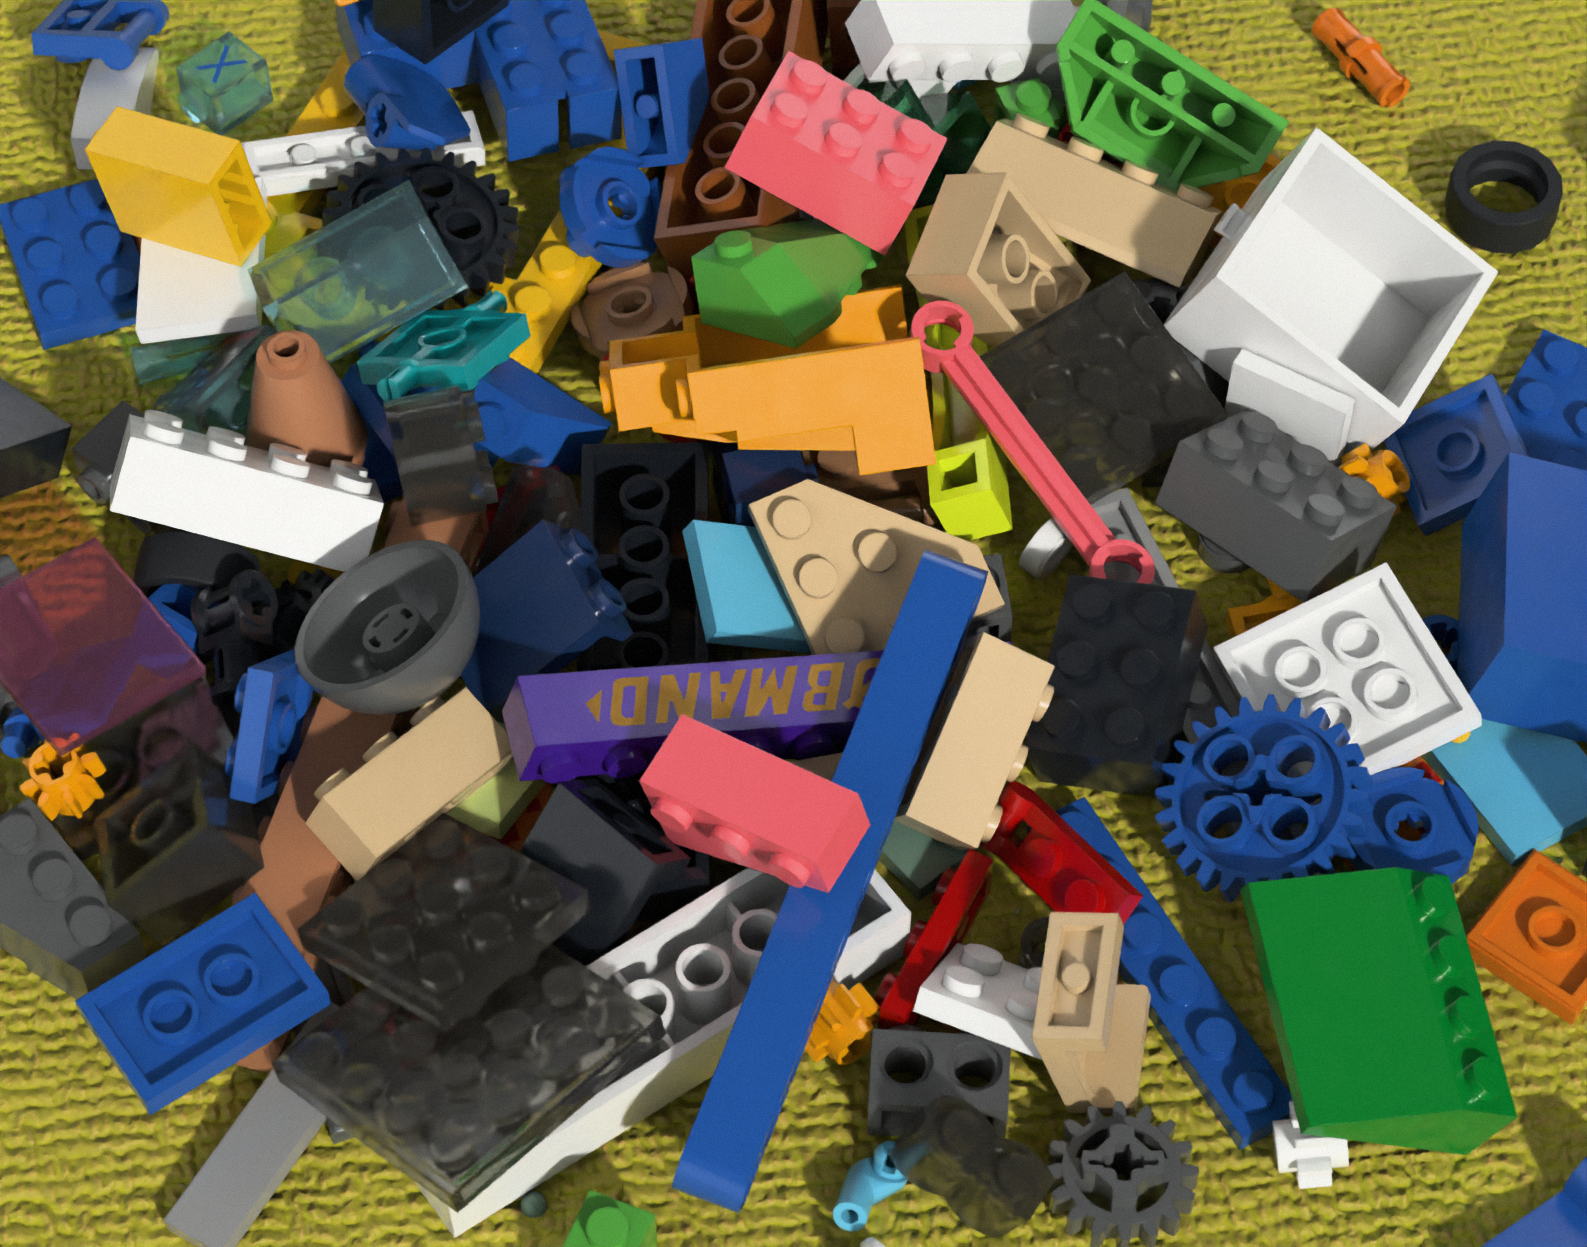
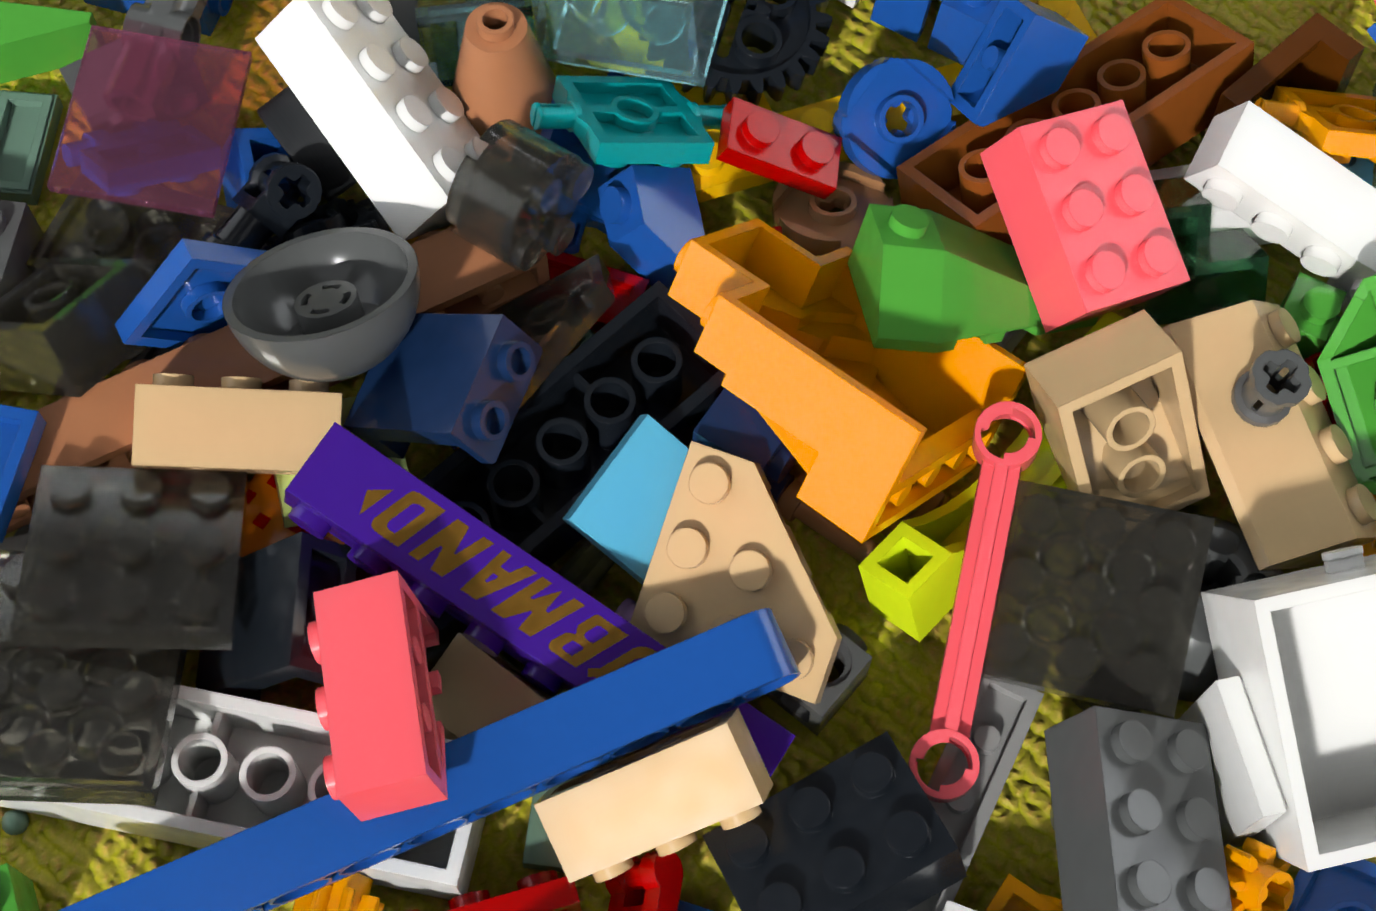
camera: 45 degrees right, 10 degrees up
(63, 782) = (60, 216): light orange gear -> none
(561, 290) = (779, 148): none -> red plate
(1045, 550) = (917, 683): white tile -> none
(1080, 159) = (1289, 389): none -> dark grey bush

